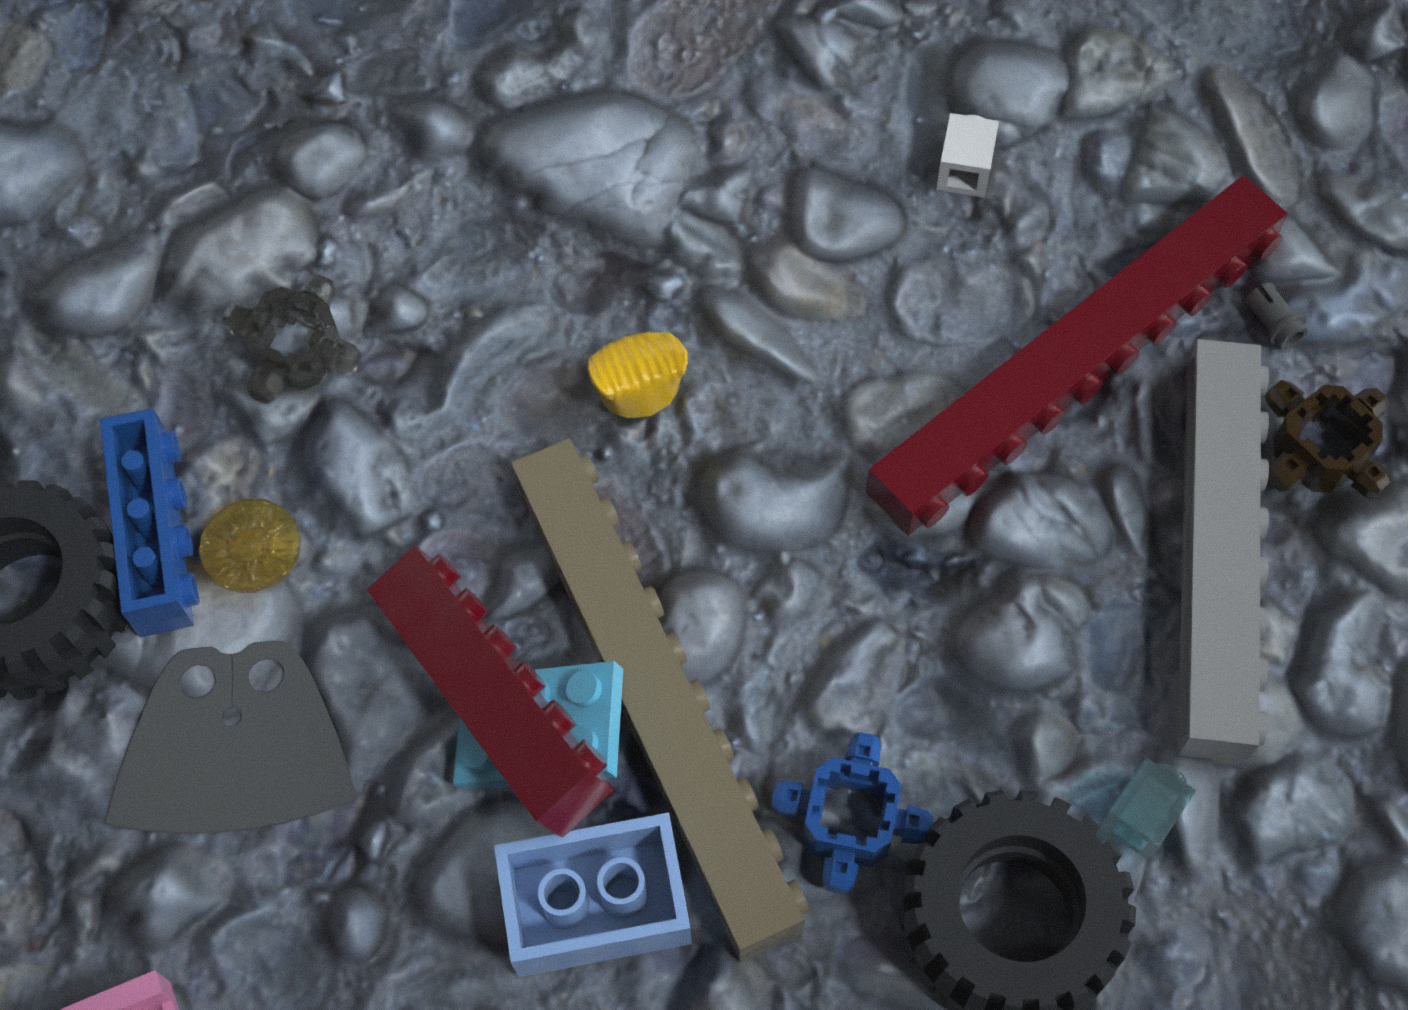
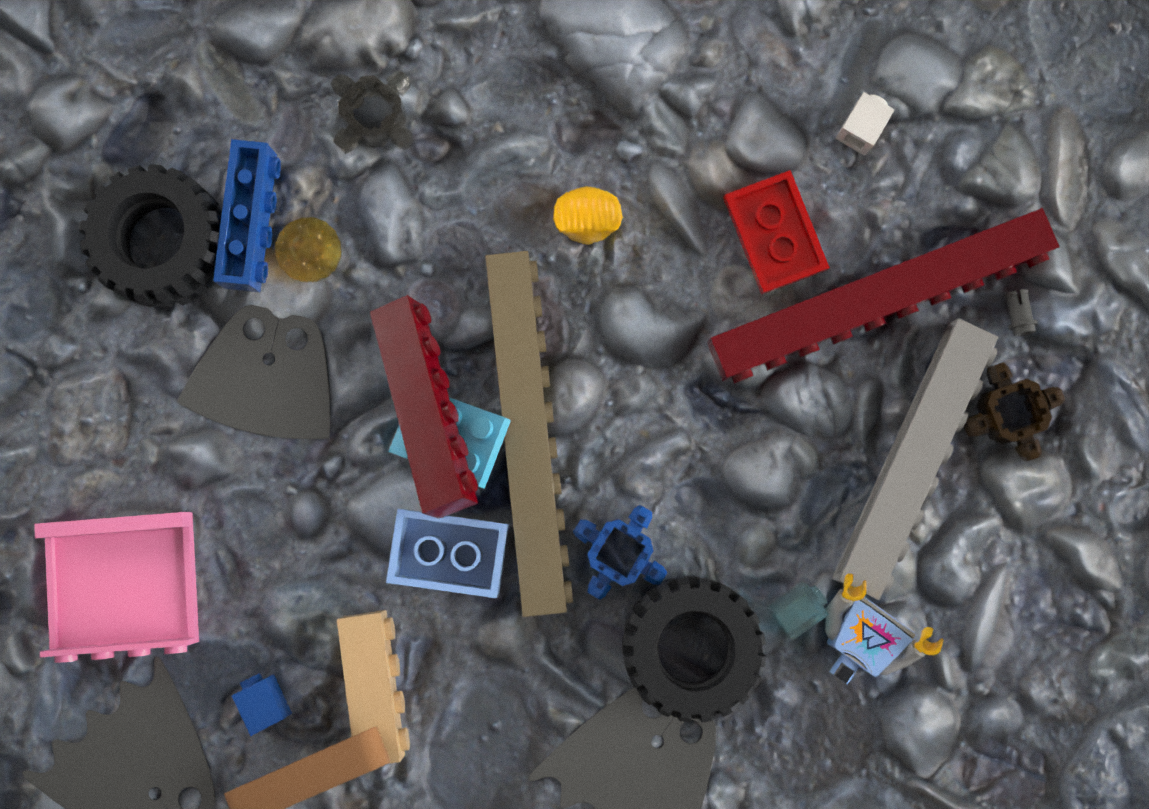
camera: 15 degrees right, 20 degrees up
(905, 320) = (776, 232): none -> red plate
(1269, 808) = (870, 636): none -> torso

